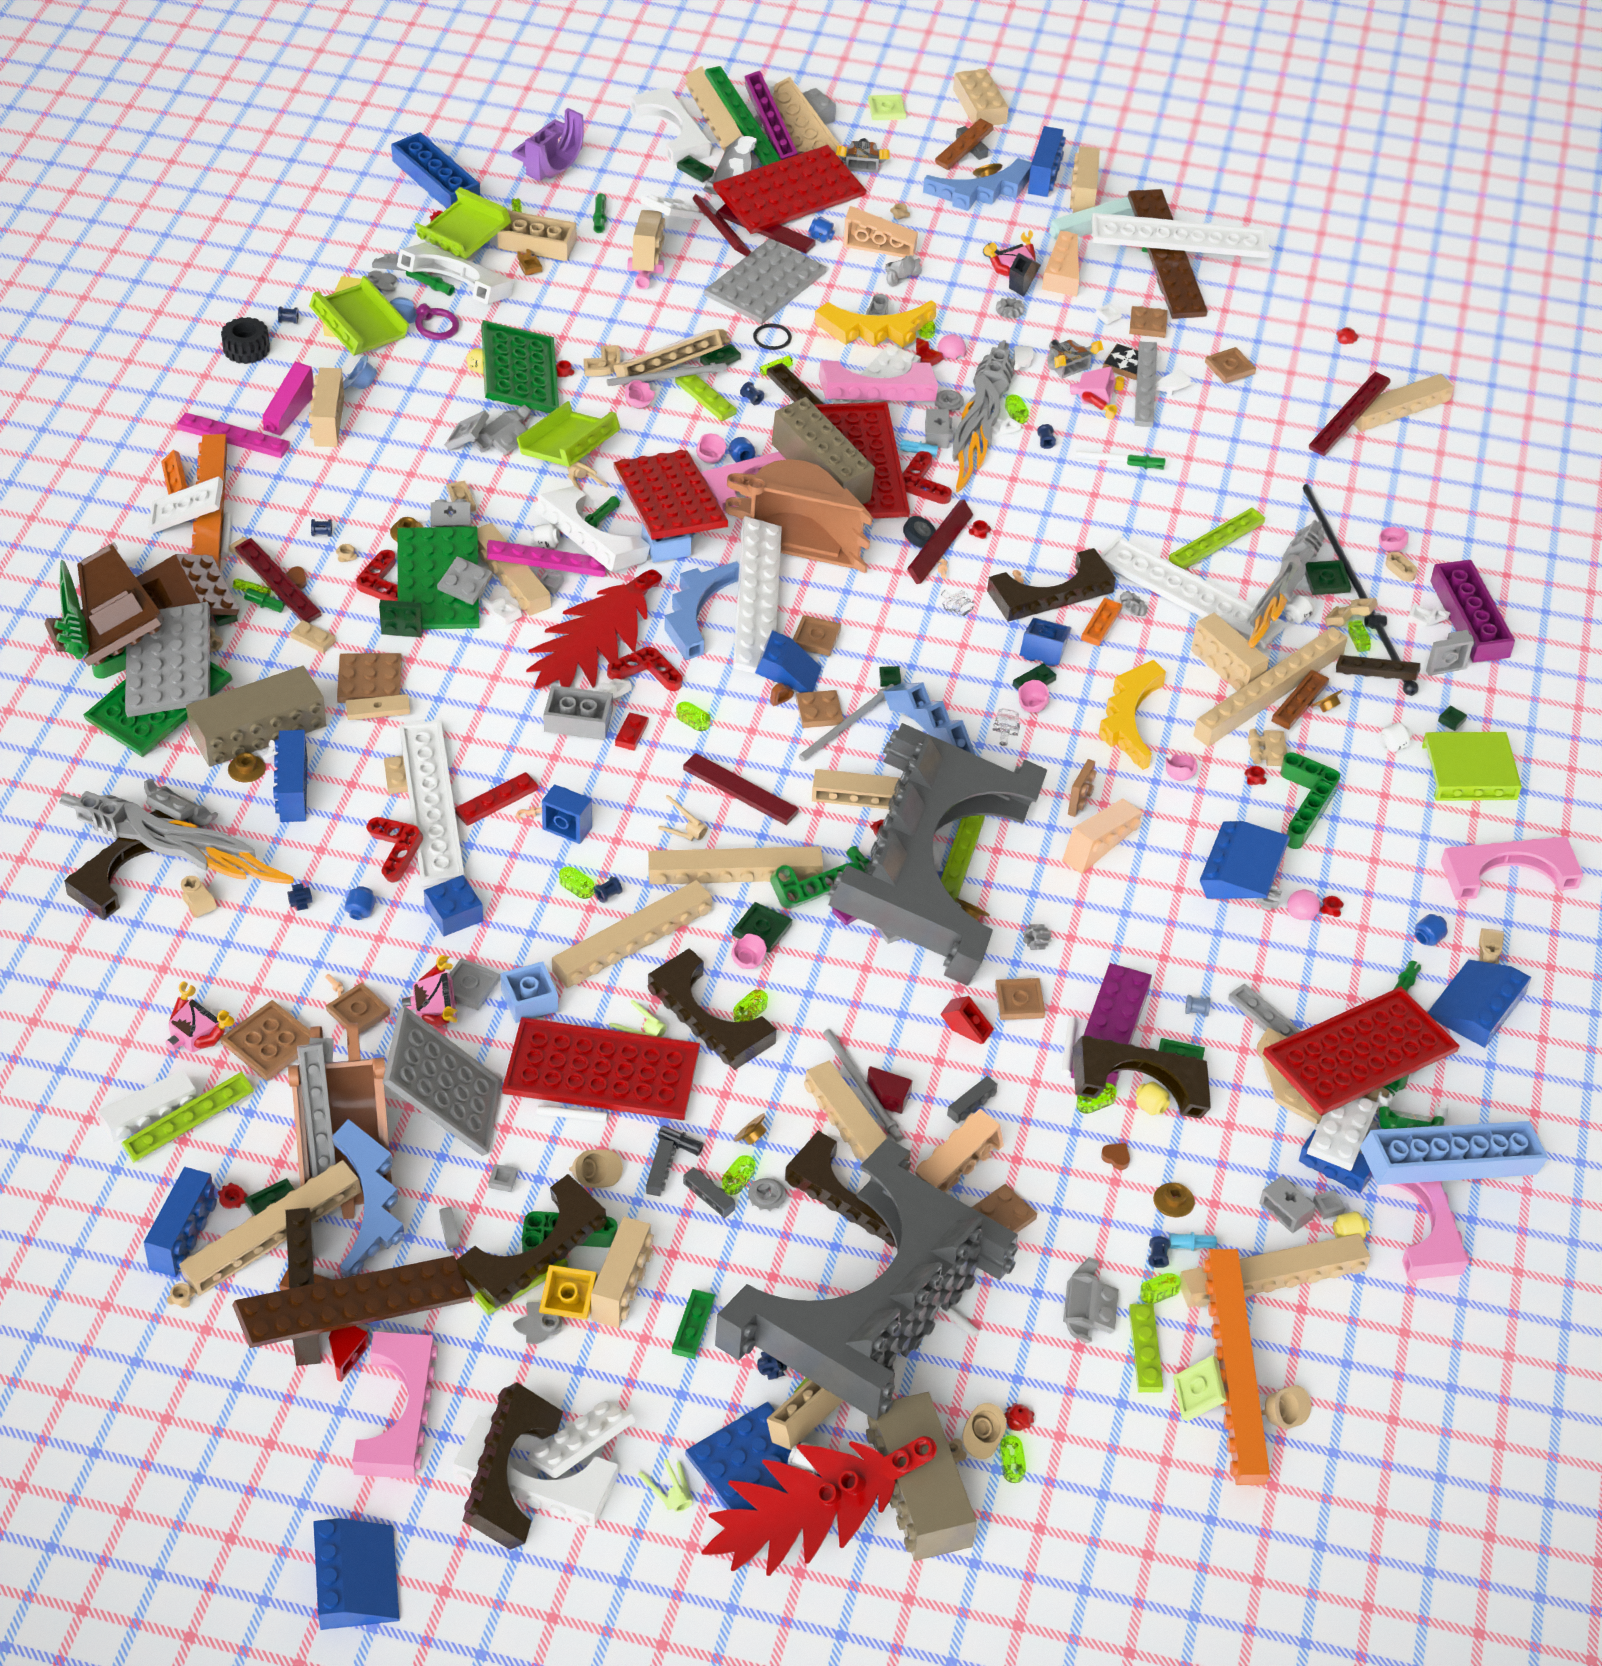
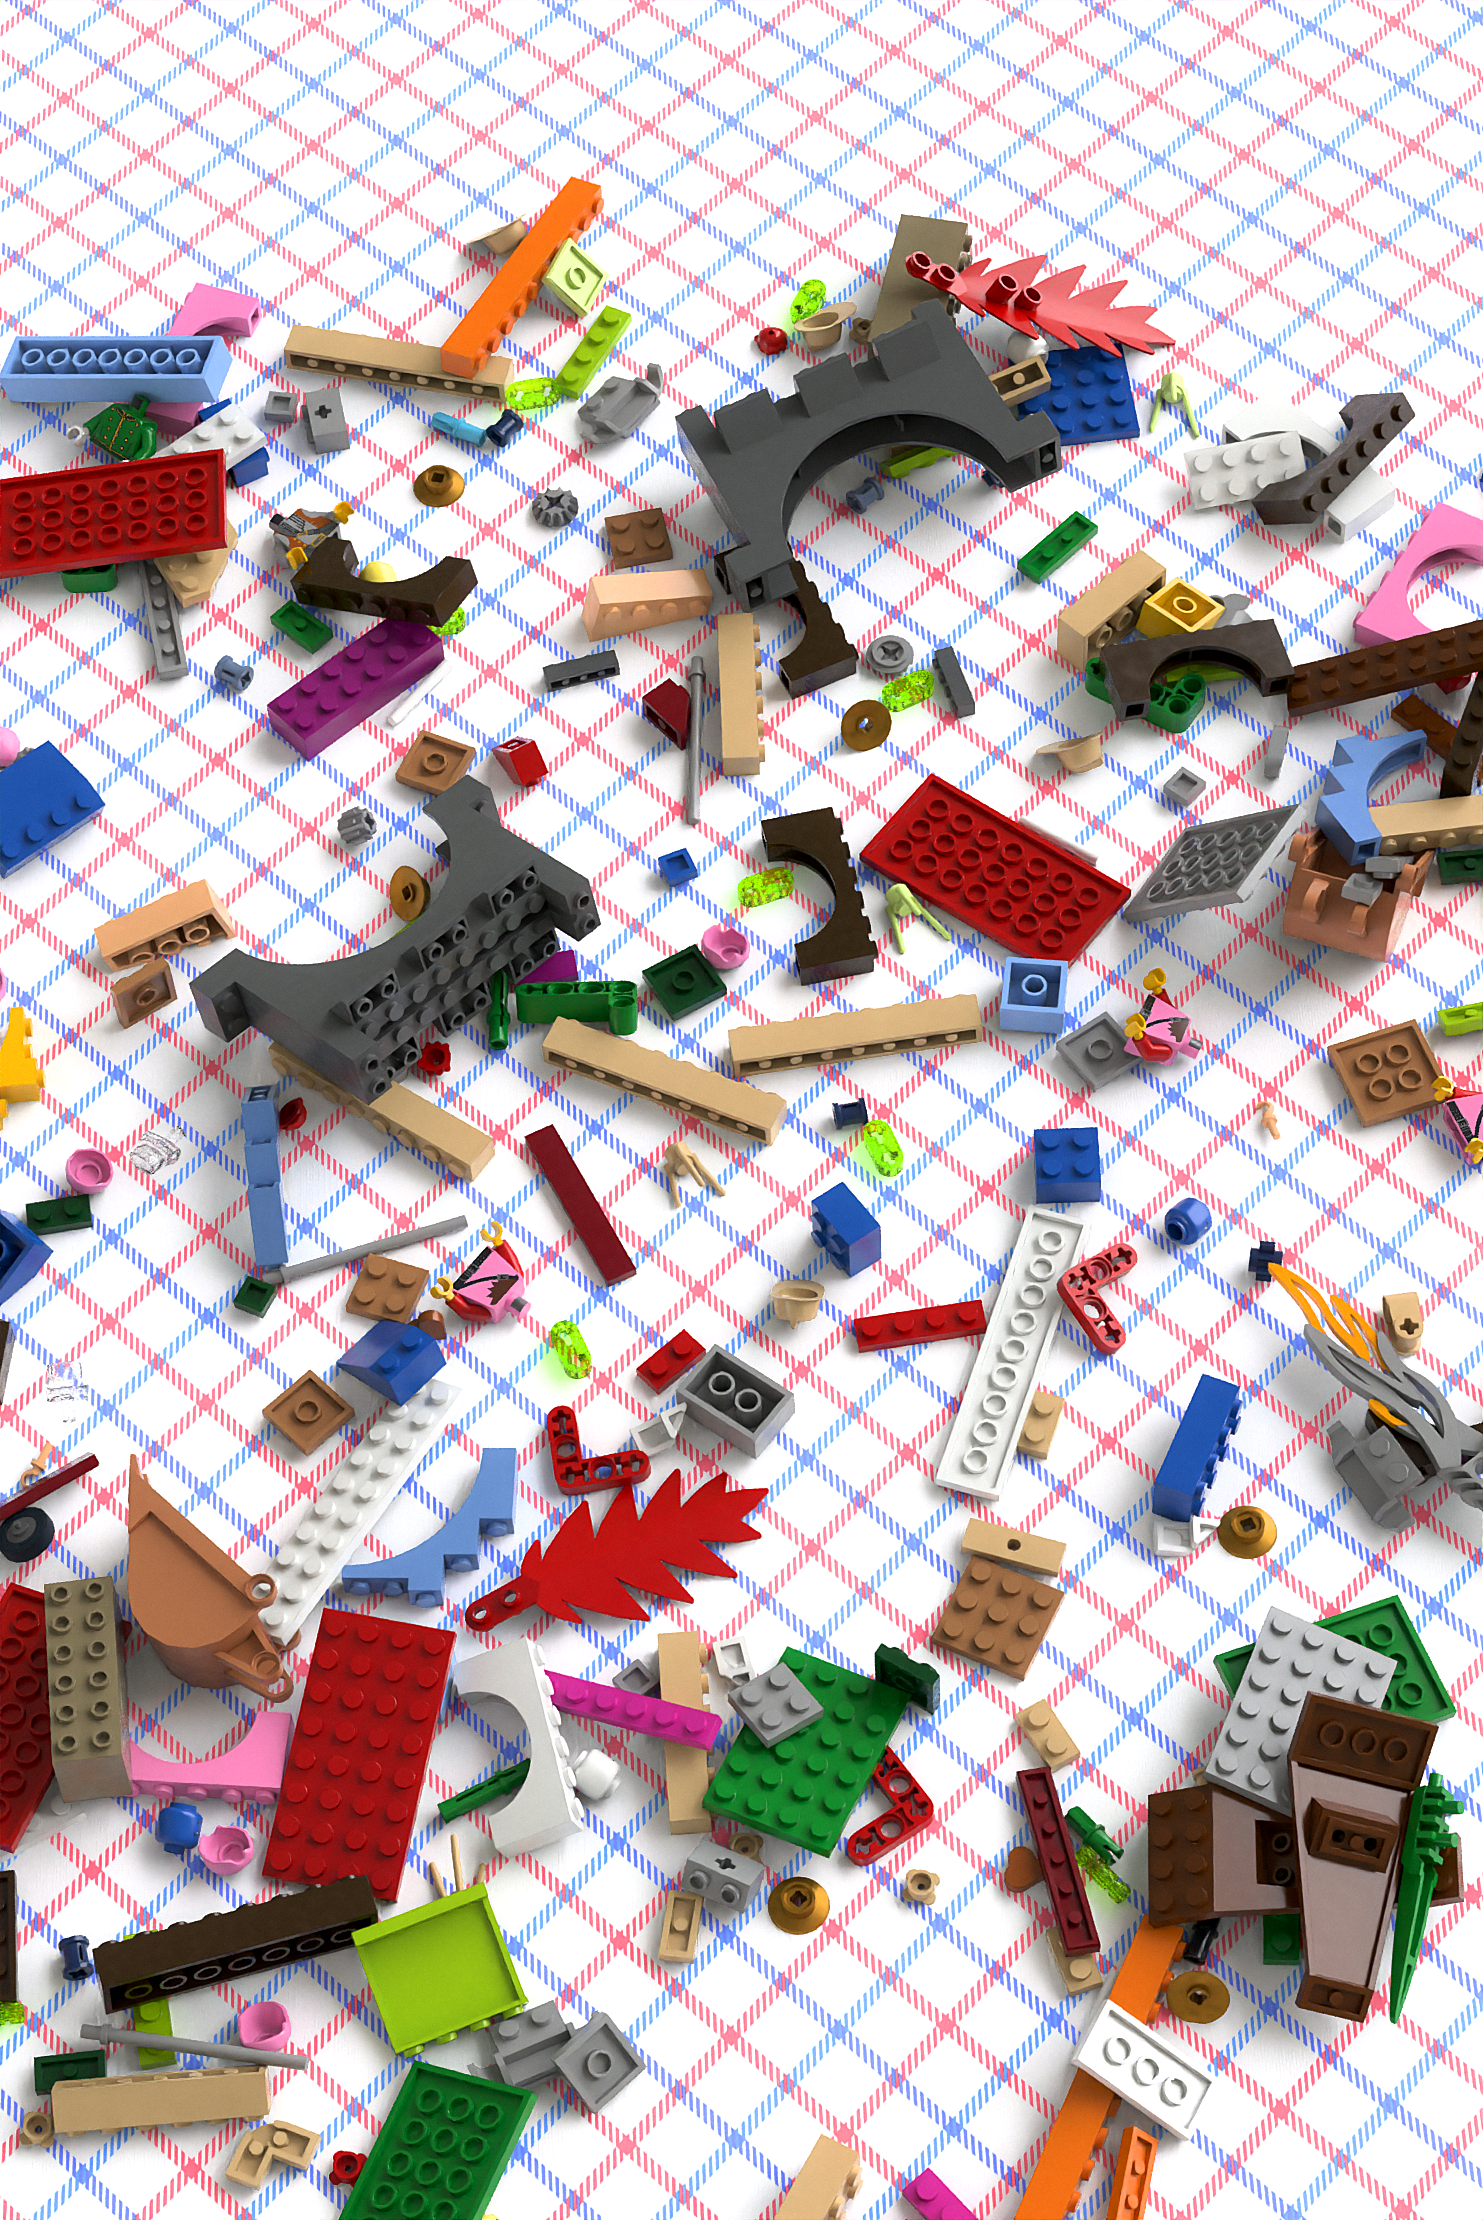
camera: 145 degrees left, 10 degrees up
(170, 550) = (1194, 2007): none -> pearl gold piece
(255, 714) = (1201, 1578): dark tan brick -> none
(321, 527) = (937, 1954): dark blue bush -> none
(358, 1006) = (1258, 1071): medium nougat plate -> none
(529, 812) = (882, 1283): light nougat hand -> none
(577, 773) = (797, 1300): none -> tan piece
(660, 1166) = (993, 731): dark grey piece -> none
(672, 404) = (233, 1944): none -> dark brown brick
(681, 1140) = (951, 751): black axle -> none
(761, 720) = (489, 1284): none -> torso
(815, 994) = (677, 867): none -> blue plate
(1086, 1219) = (555, 516): none -> light grey gear
(1116, 1155) = (466, 547): dark orange tile -> none
(1228, 1107) = (304, 532): none -> torso
(1350, 1224) = (282, 370): light yellow head -> none

